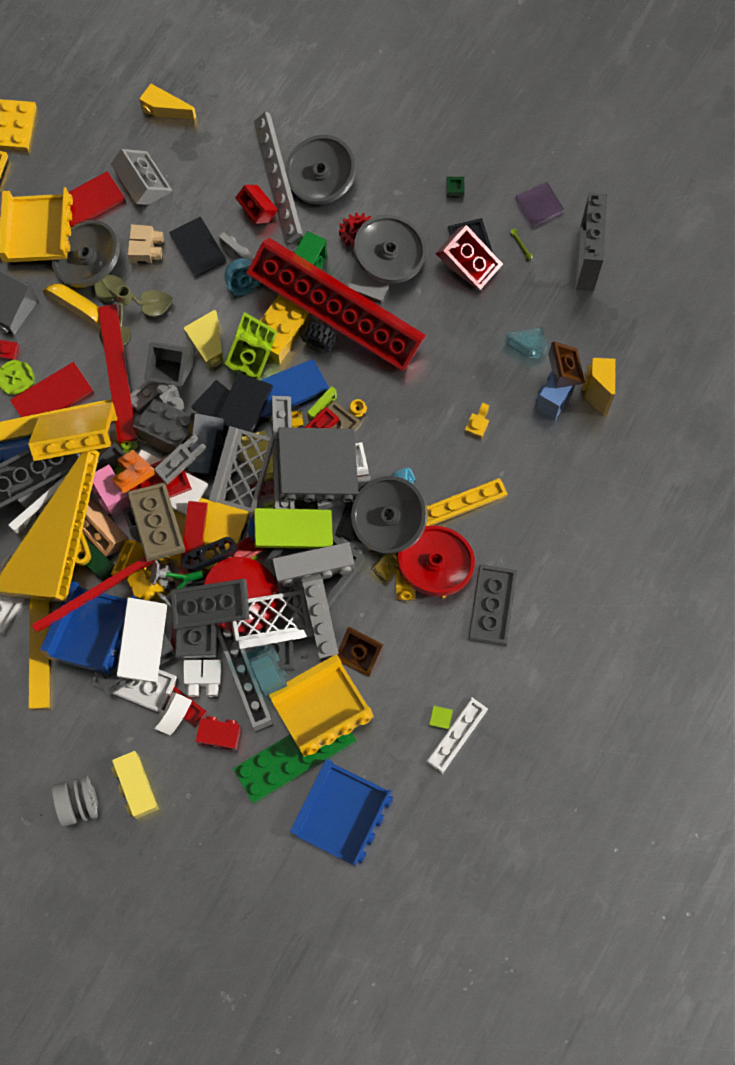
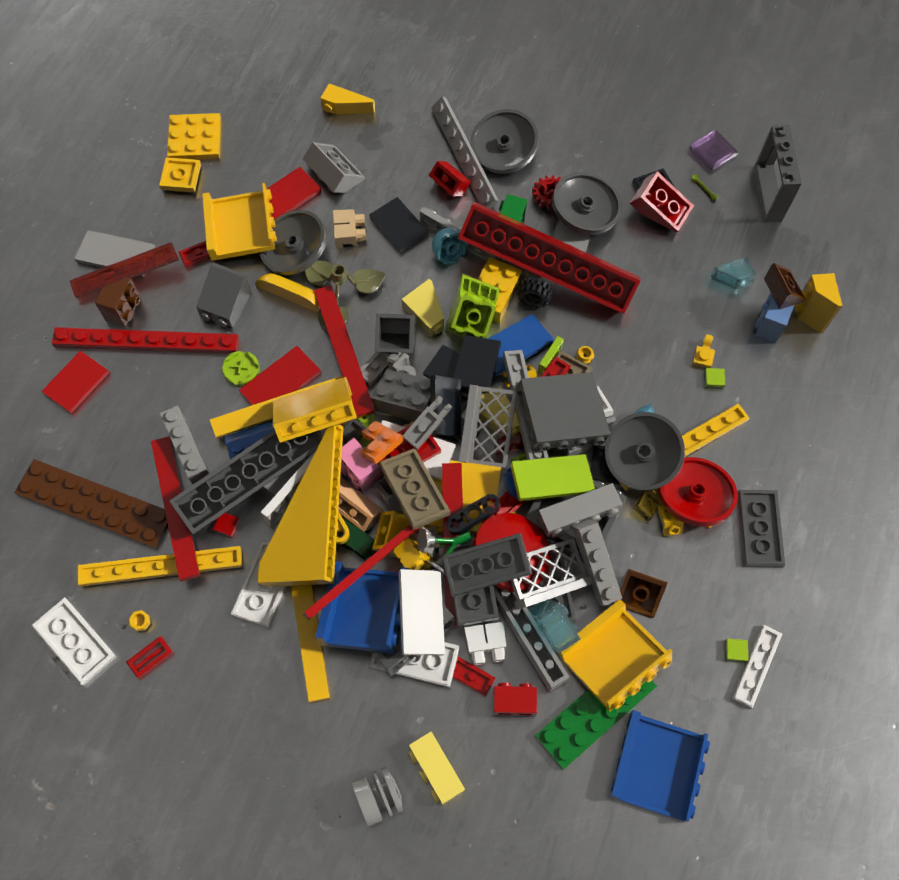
camera: 10 degrees left, 5 degrees down
(173, 714) = (460, 692): white slope -> none
(455, 186) = (632, 143): dark green plate -> none
(483, 448) = (714, 378): none -> lime tile

